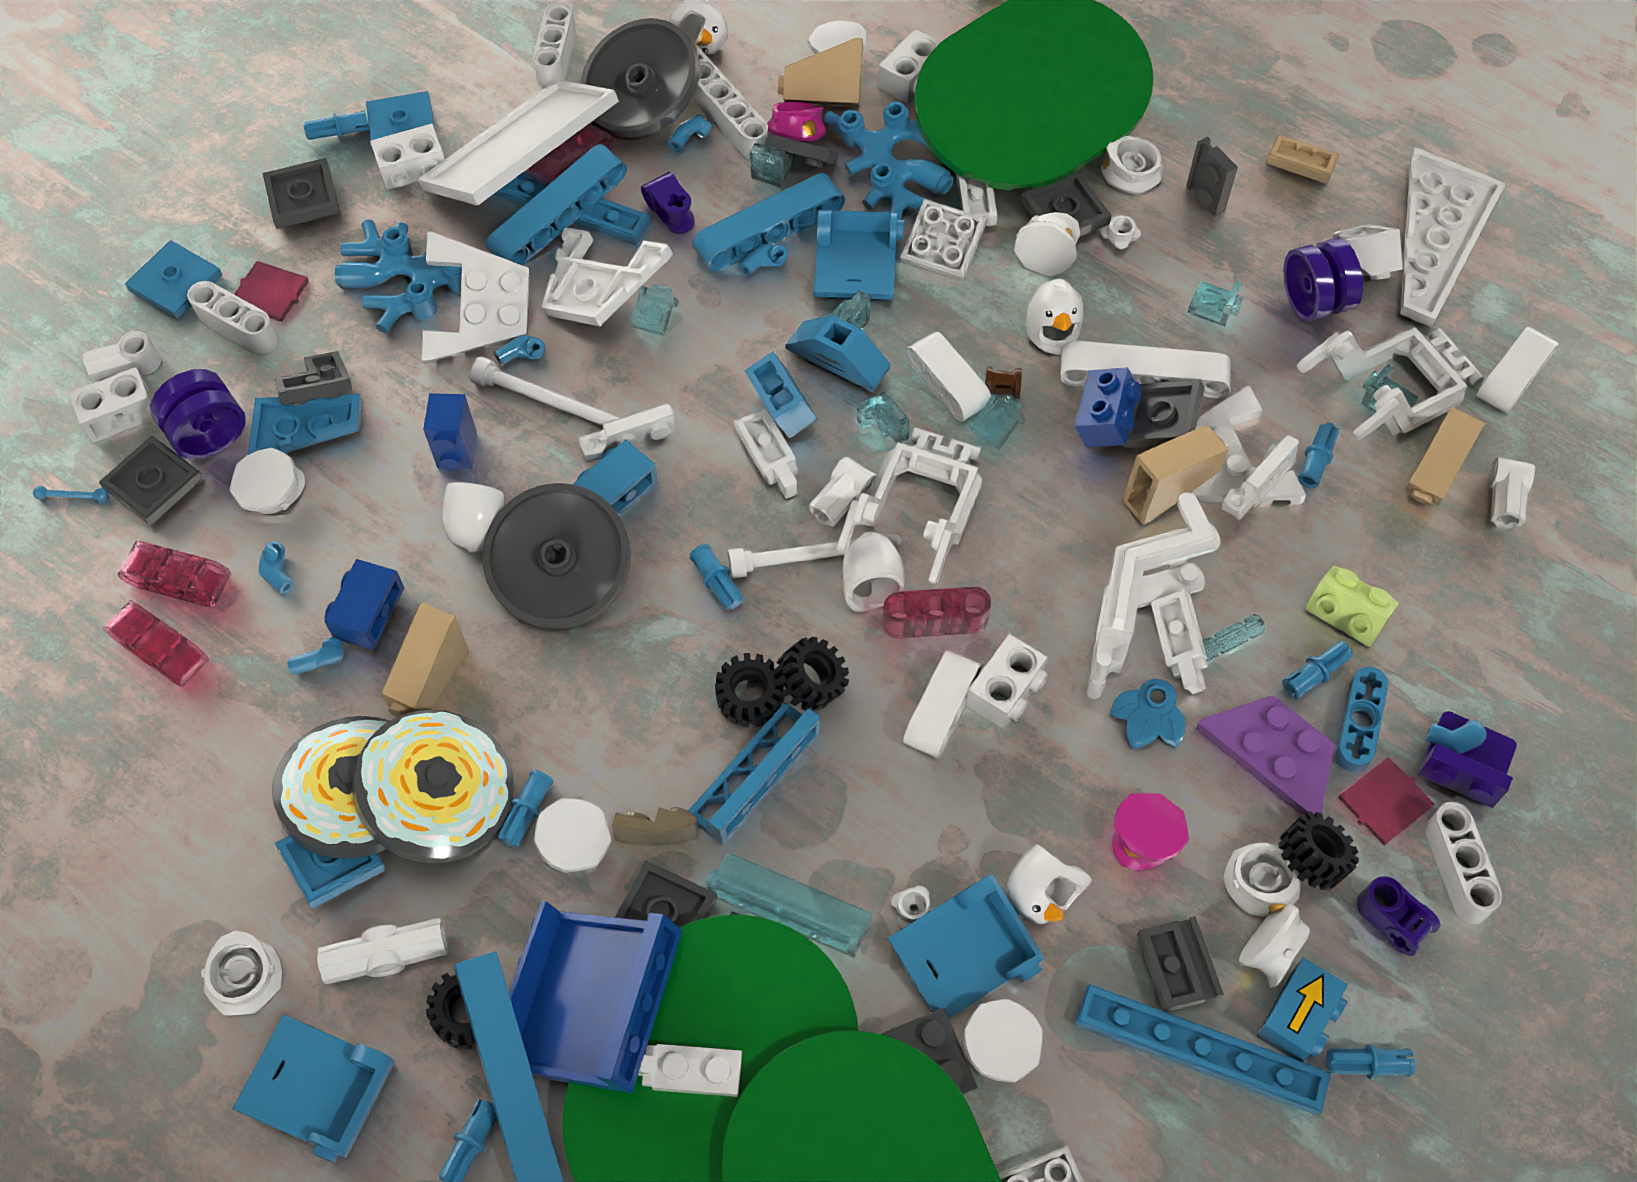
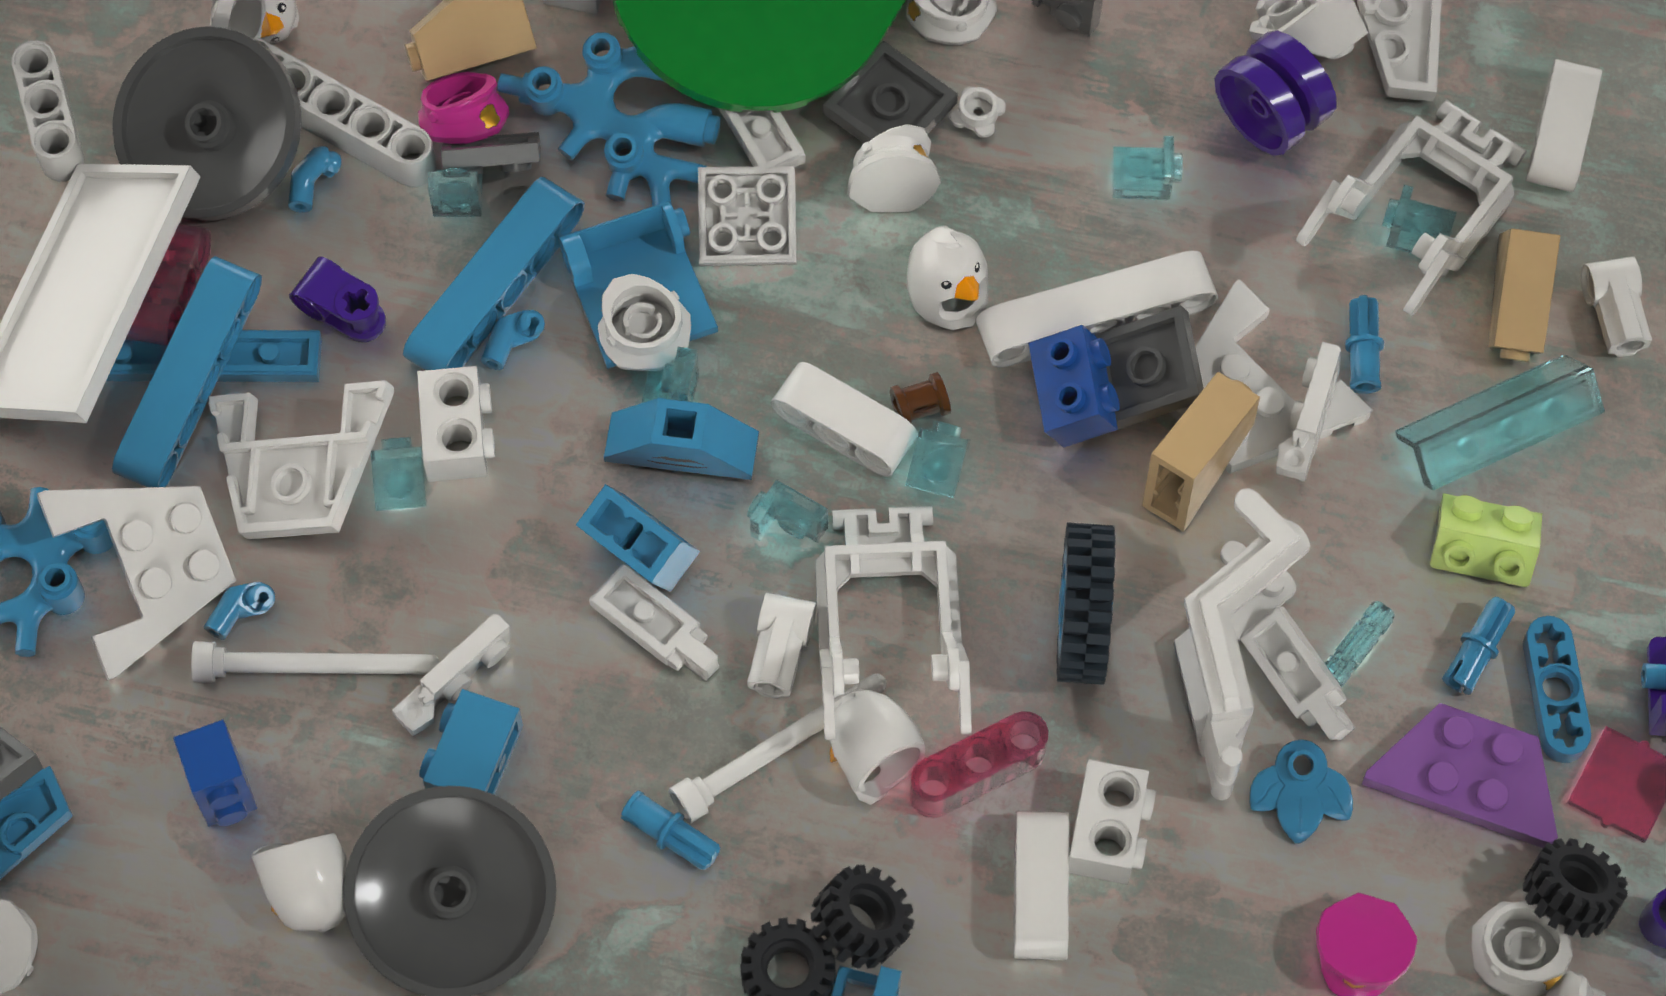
camera: 25 degrees left, 5 degrees up
(702, 292) = (447, 424): none -> white brick
(844, 271) = (642, 323): none -> white hat
(1050, 533) = (1085, 603): none -> black wheel
(1397, 535) = (1502, 420): none -> clear light blue panel

